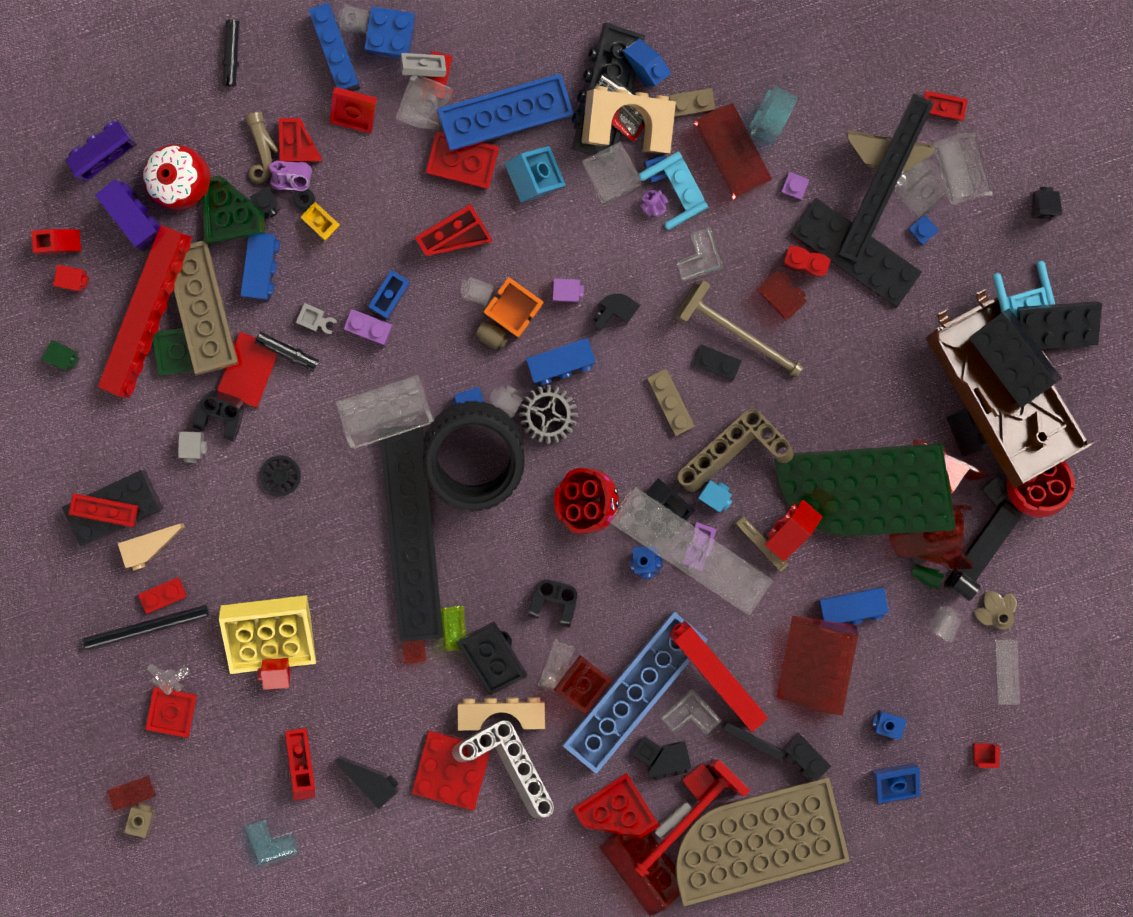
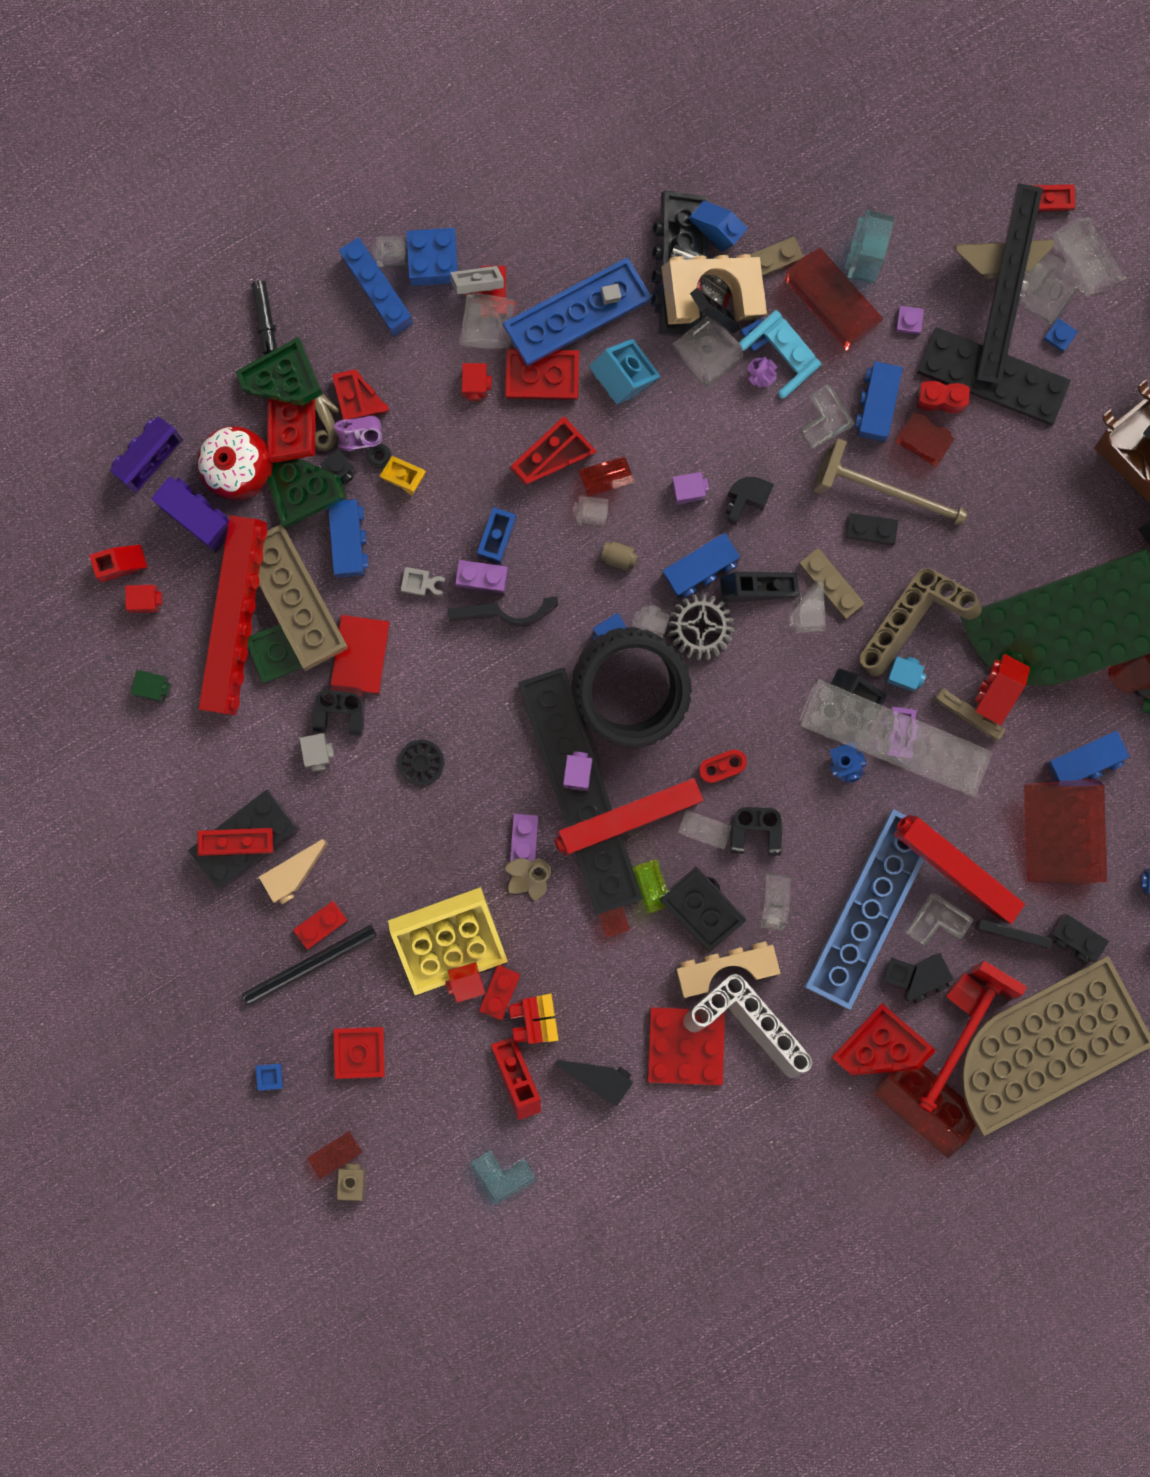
camera: 15 degrees left, 5 degrees down
(90, 714) = (269, 1077): none -> blue plate
(167, 679) = (347, 1017): clear piece -> none
(233, 154) = (290, 430): none -> red tile
(234, 109) = (282, 375): none -> dark green plate
(295, 355) = (398, 624): black pin -> none
(303, 688) = (500, 992): none -> red plate
(327, 728) = (531, 1009): none -> red hips
(348, 597) = (526, 879): none -> dark tan plate
(353, 110) = (411, 346): red plate -> none
(354, 562) = (524, 837): none -> medium lavender plate
(373, 358) = (494, 610): none -> black piece
(384, 411) = (521, 663): clear brick -> none
(402, 153) = (475, 381): none -> red brick
(411, 518) = (577, 771): none -> medium lavender brick
(446, 565) = (628, 817): none -> red brick
(497, 263) = (606, 476): none -> clear red plate
(510, 590) = (704, 829): none -> clear plate
(513, 307) = (637, 519): orange piece -> none
(537, 104) = (610, 294): none -> light grey piece
(538, 539) = (722, 766): none -> red plate
(582, 684) = (810, 914): clear red slope -> none
(586, 500) = (766, 709): red cylinder -> none
(607, 390) = (759, 586): none -> black slope
(624, 141) = (715, 310): none -> black tile
(645, 422) = (809, 610): none -> clear slope
(673, 818) = (947, 1042): light grey plate -> none
(749, 252) = (878, 401): none -> blue brick

